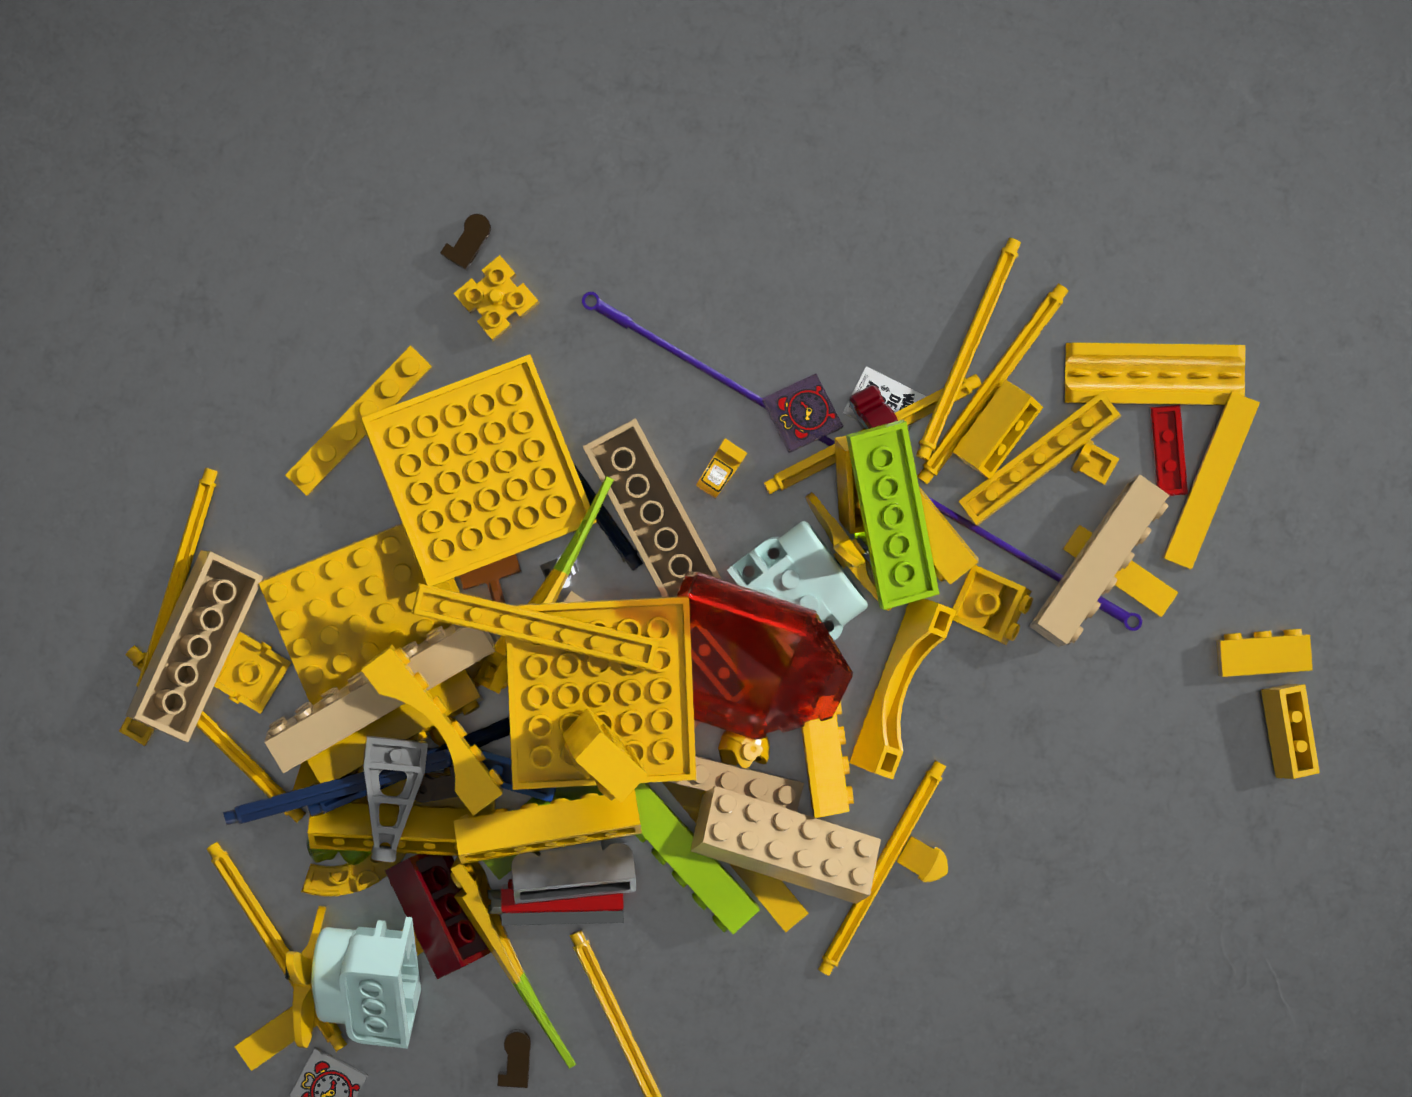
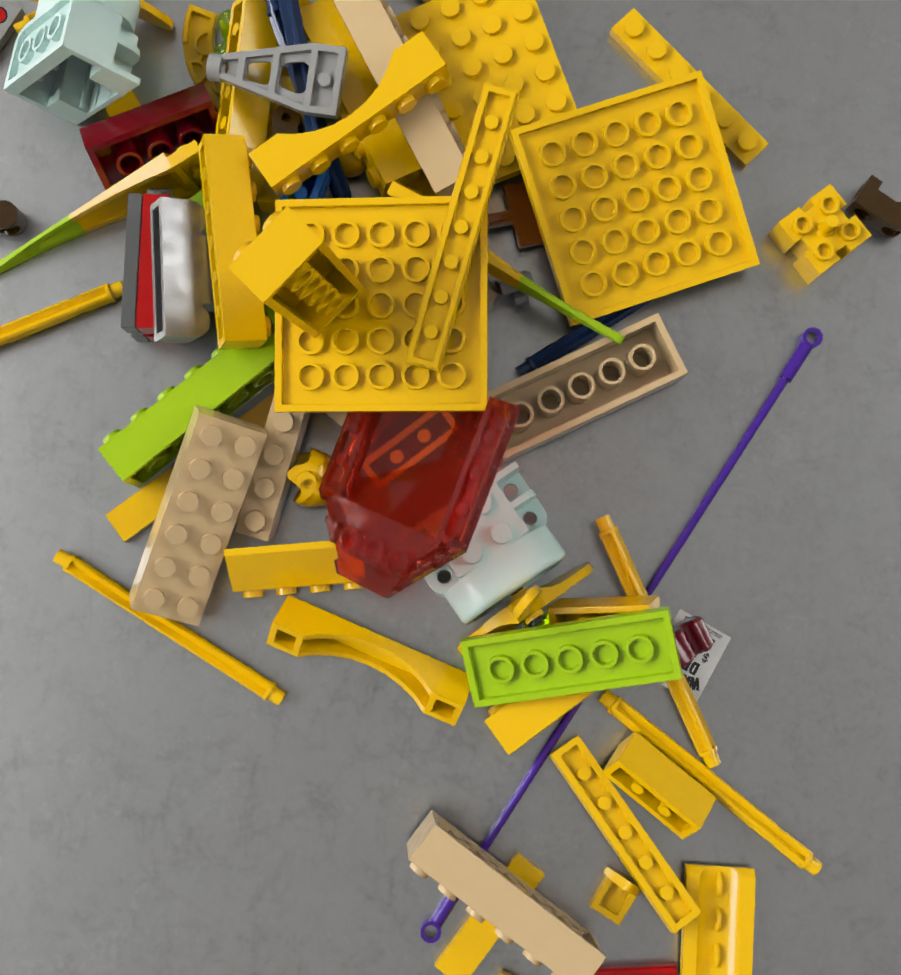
camera: 90 degrees right, 5 degrees down
(721, 468) = (624, 469): yellow leg -> none
(802, 413) = (683, 562): clear purple tile -> none
(924, 860) = (173, 674): yellow tile -> none
(968, 348) = (854, 806): yellow piece -> none
(991, 605) = (458, 768): yellow plate -> none

